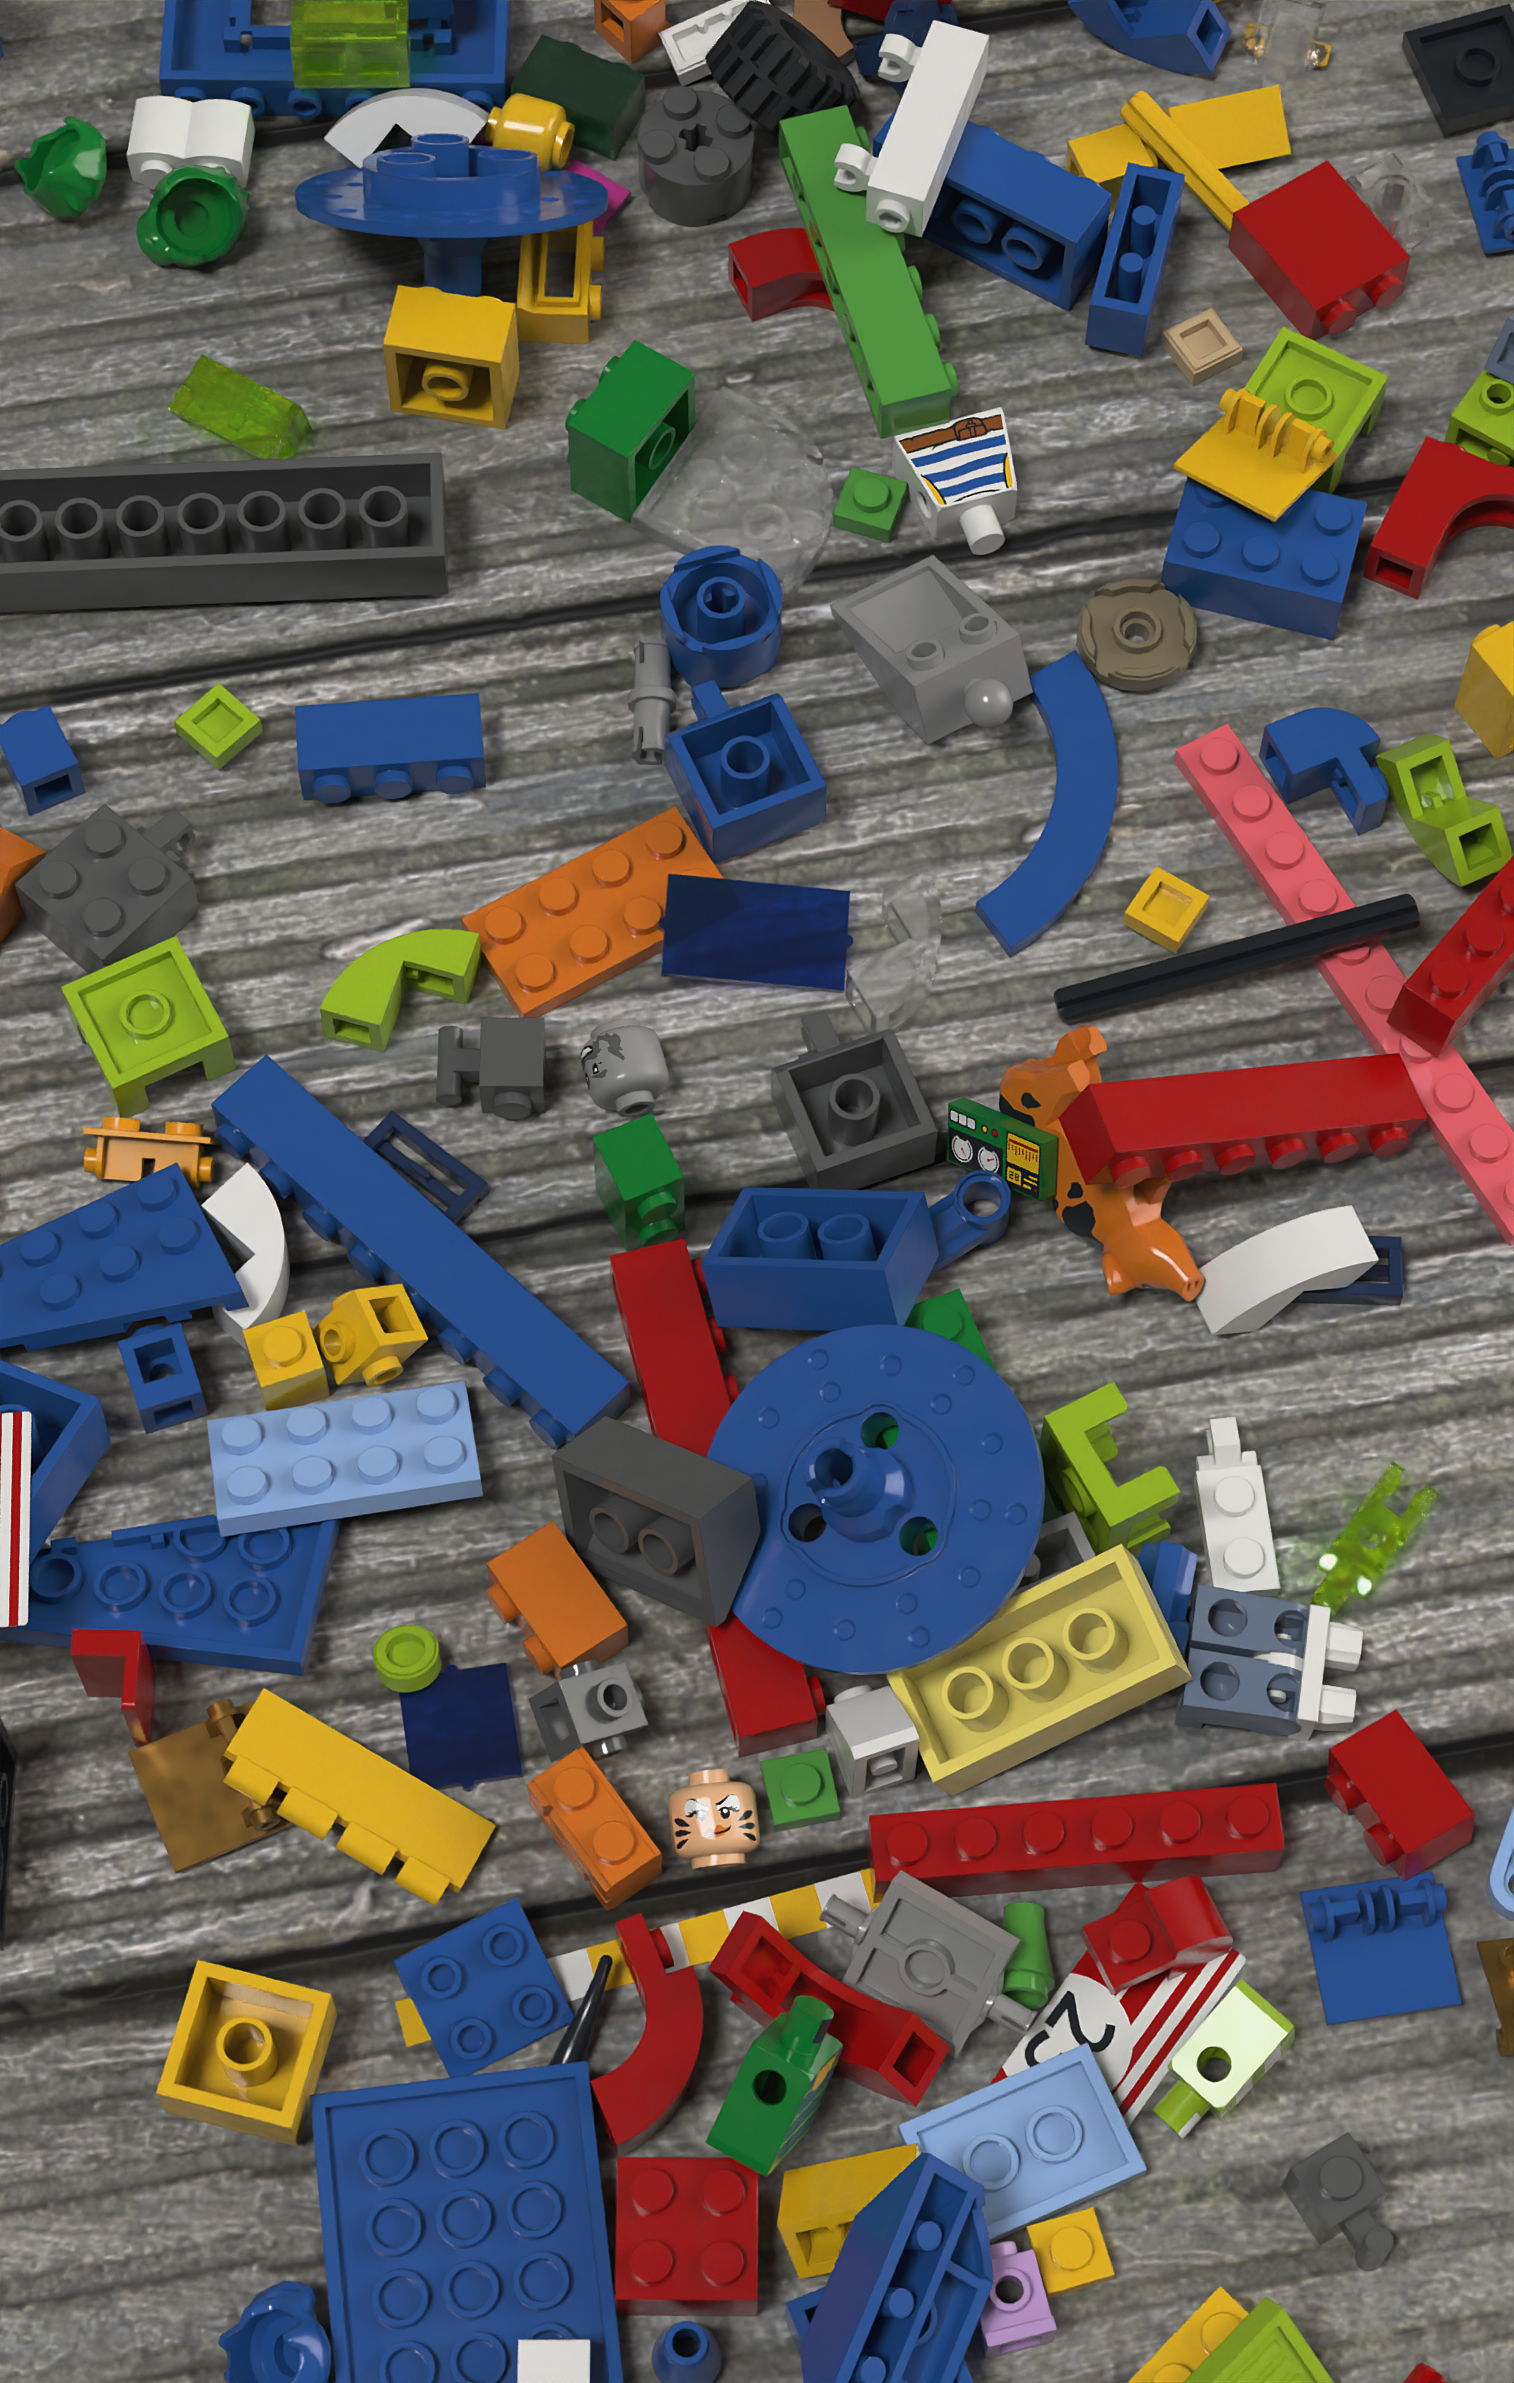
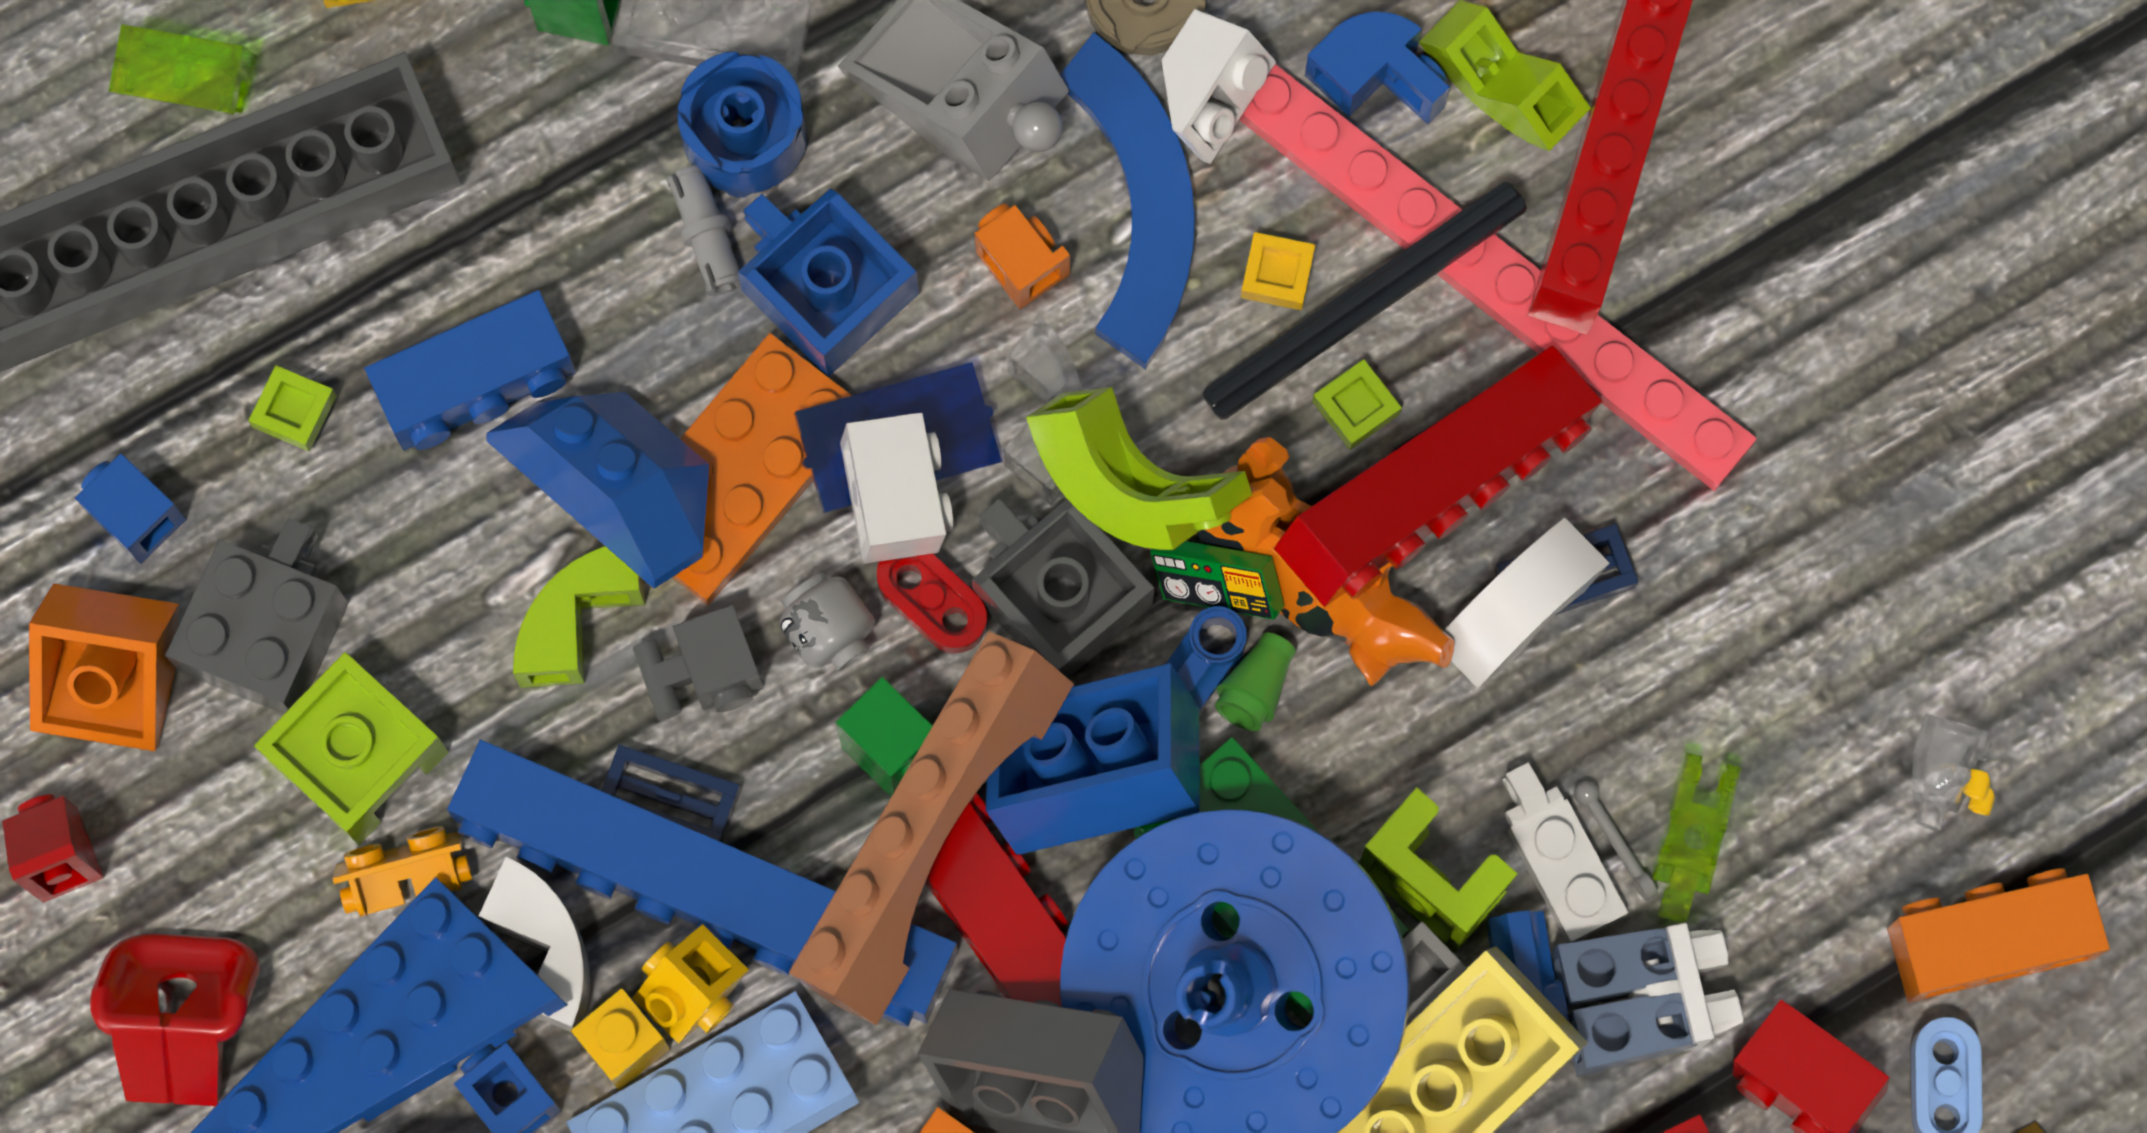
camera: 20 degrees left, 10 degrees up
(482, 874) = (615, 477): none -> blue wedge
(537, 1335) = (863, 933): none -> nougat arch
(732, 966) = (895, 487): none -> white brick
(733, 1086) = (933, 600): none -> red plate
(932, 816) = (1020, 254): none -> orange brick
(934, 1023) = (1116, 485): none -> lime arch
(1001, 1262) = (1255, 685): none -> bright green cone
(1167, 721) = (1211, 80): none -> white slope
(1194, 1045) = (1356, 404): none -> lime plate
(1282, 1471) = (1587, 794): none -> light grey hinge

